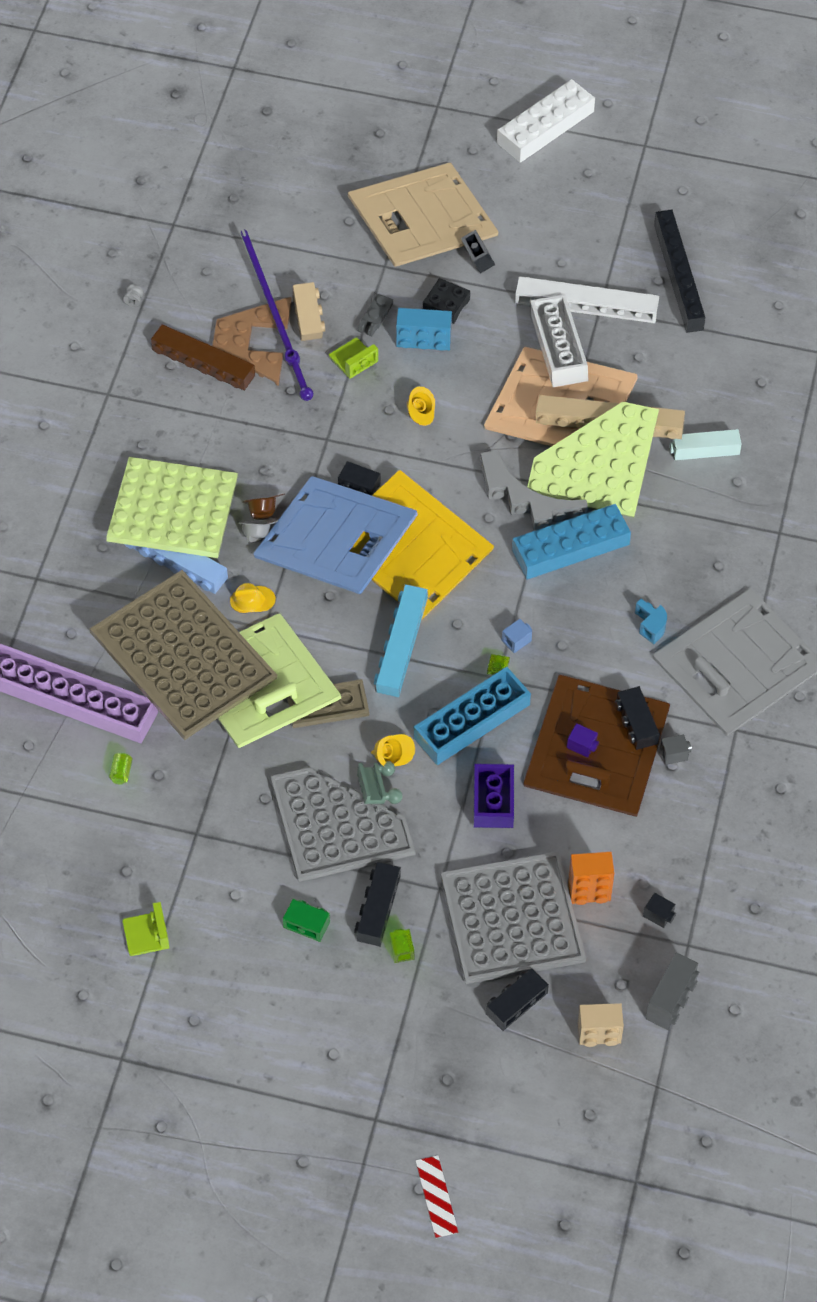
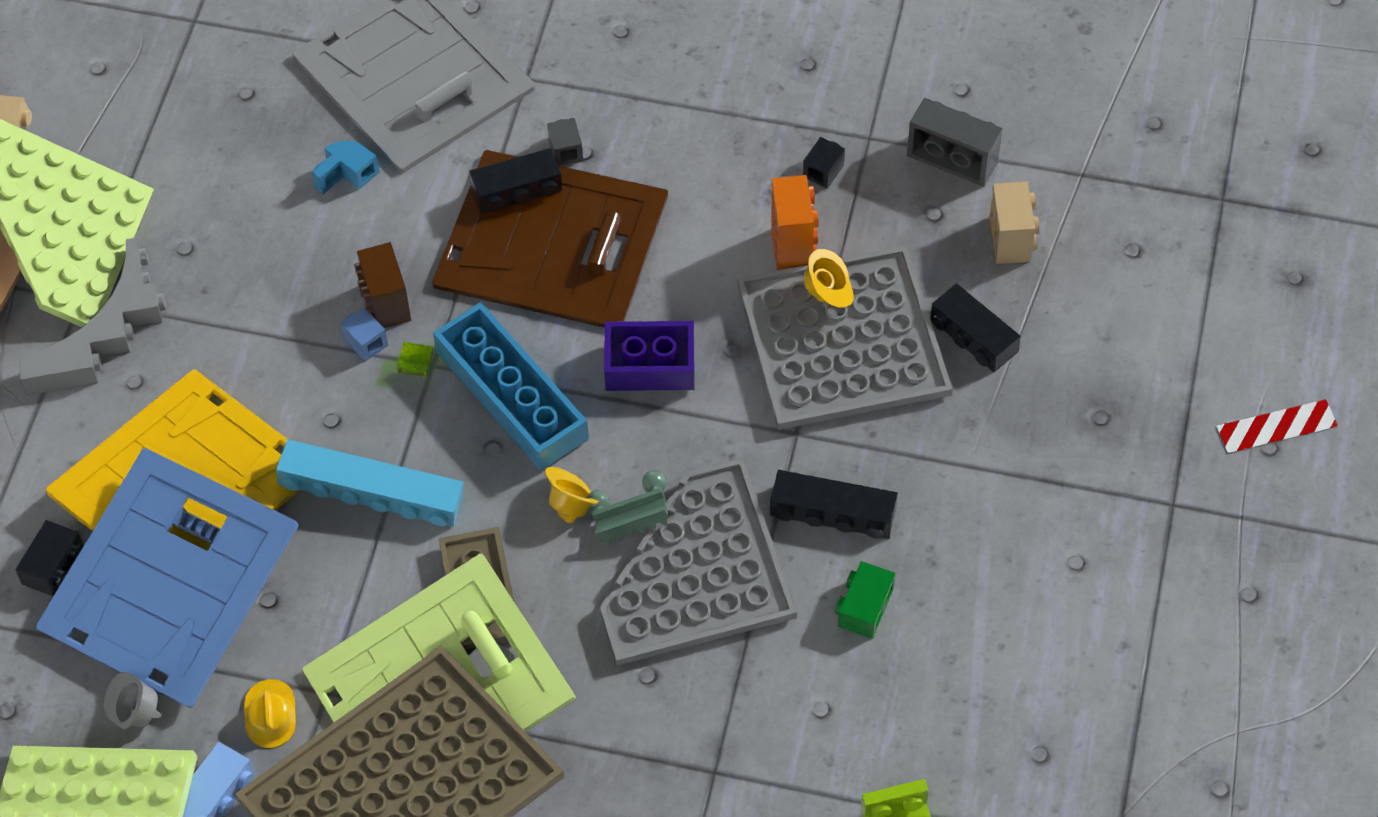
camera: 90 degrees left, 0 degrees up
(262, 507) = (86, 696): reddish brown piece -> none
(402, 945) = (900, 471): clear neon green brick -> none
(545, 899) = (828, 279): none -> yellow piece
(548, 641) = (382, 285): none -> reddish brown brick
(571, 541) = (197, 265): dark azure brick -> none
(582, 740) = (553, 247): dark purple brick -> none
(706, 445) = (33, 85): light aqua brick -> none

